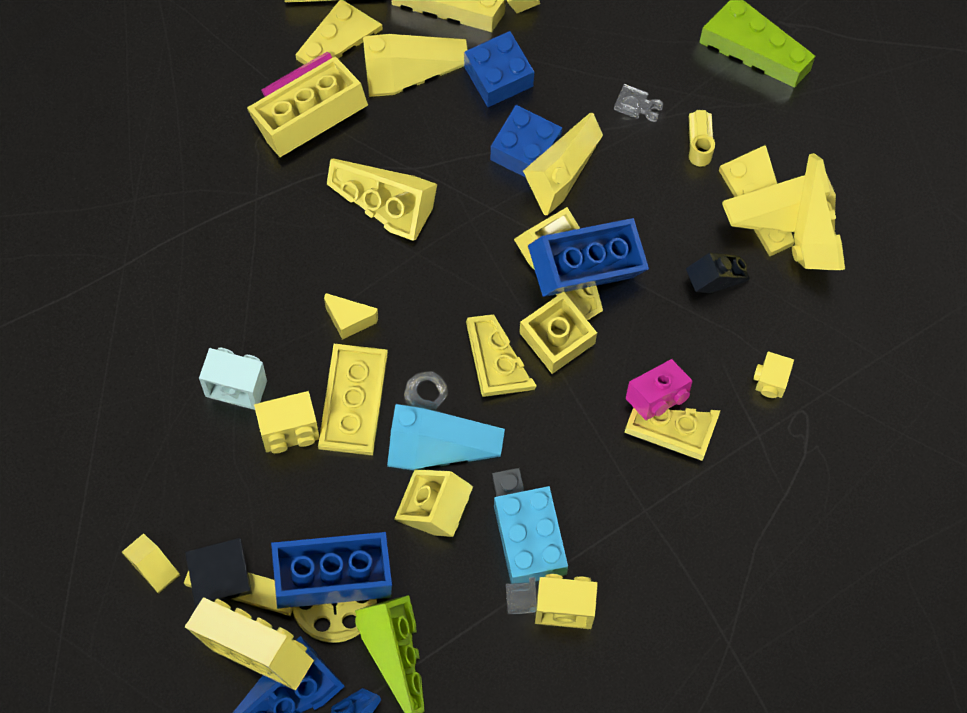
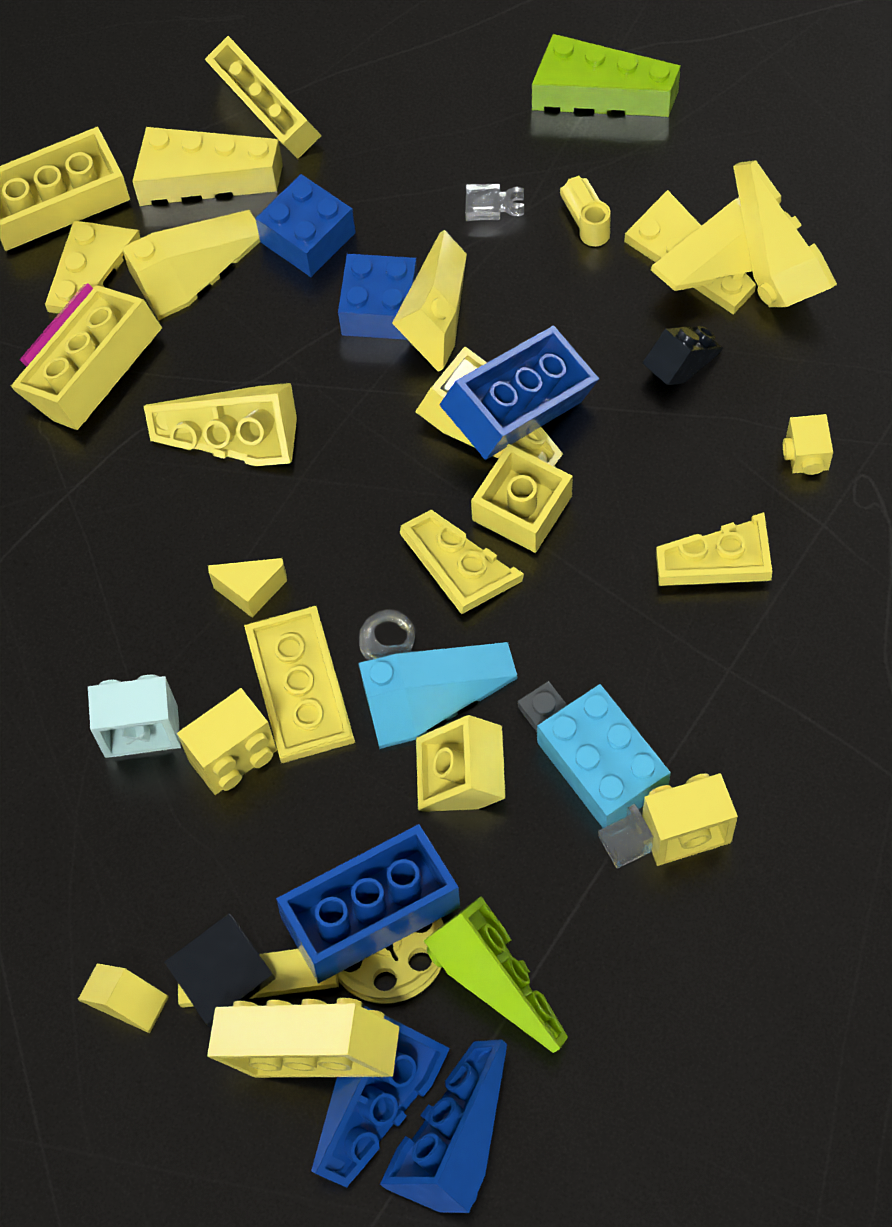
camera: 15 degrees left, 5 degrees down
(659, 390) = (679, 515): dark pink brick -> none

